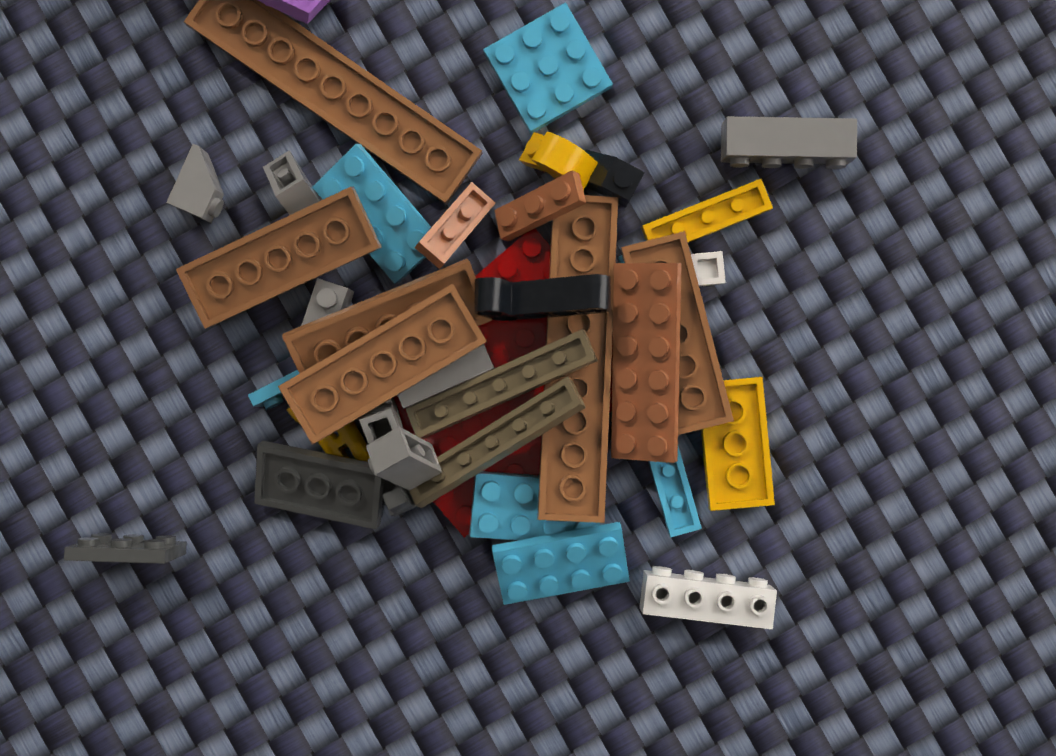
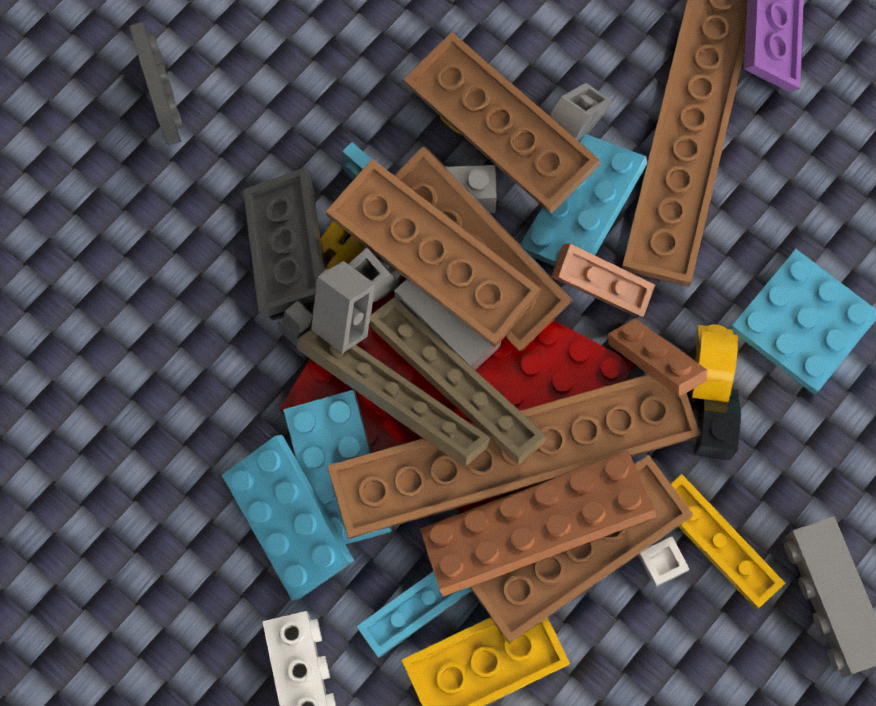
camera: 70 degrees right, 15 degrees down
(198, 187) = (541, 28): light grey slope -> none
(542, 298) = (561, 384): black beam -> none

